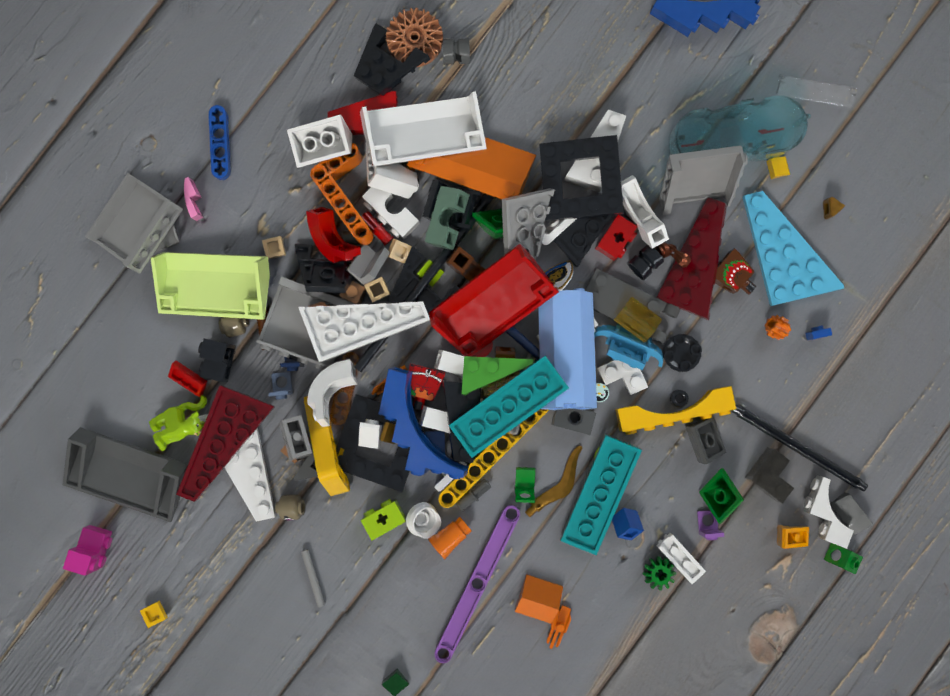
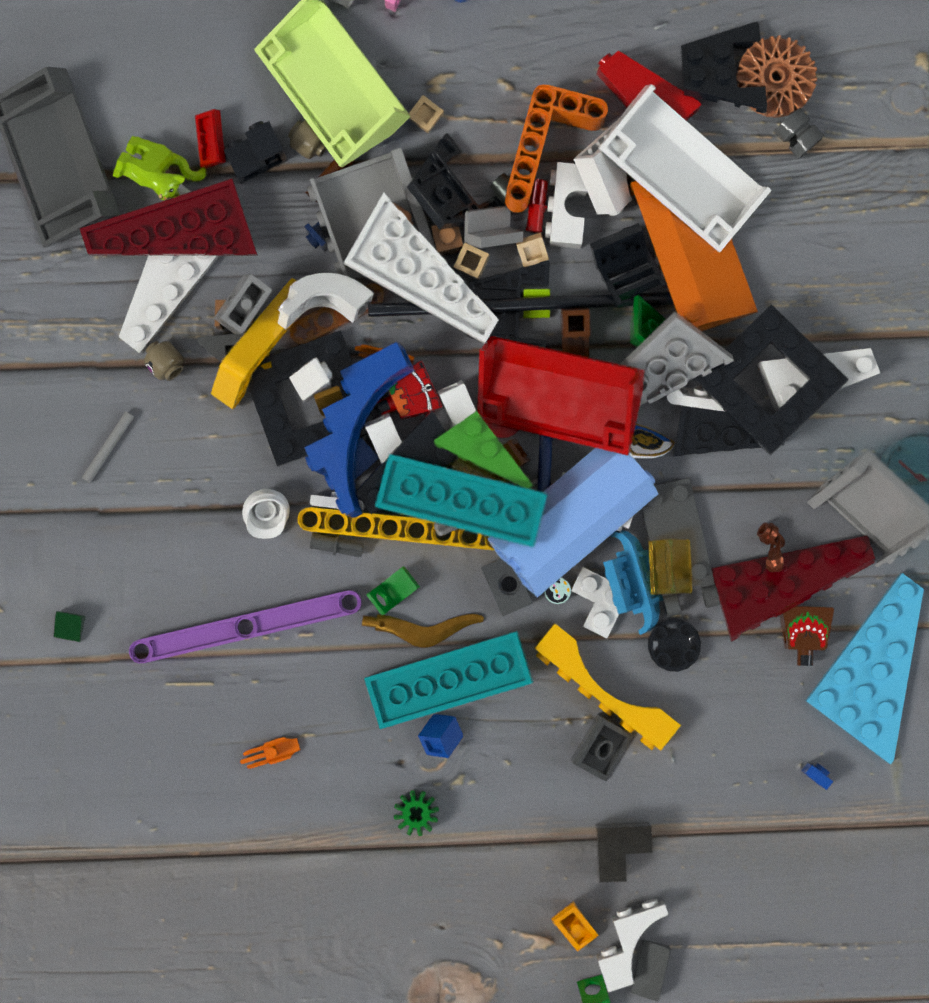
camera: 55 degrees right, 0 degrees up
(281, 393) = (277, 251): sand blue bracket -> none
(320, 141) = (580, 69): white slope -> none
(326, 237) = (482, 162): red arch -> none
(377, 528) = (216, 465): lime brick -> none
(448, 202) = (624, 259): sand green arch -> none
(450, 537) = (271, 556): orange plant -> none
(539, 599) = (282, 707): orange slope -> none
(626, 231) = (755, 466): red brick -> none
(638, 210) = (787, 476): white arch -> none
(646, 261) = (739, 524): black wheel -> none
(680, 558) = (451, 823): white hinge -> none
(684, 401) = (622, 690): black axle -> none
(709, 532) = (505, 832): medium lavender bracket -> none
(721, 495) = (553, 809): green slope -> none
(777, 327) = (787, 725): orange gear -> none
(800, 448) = (675, 856): black piece -> none

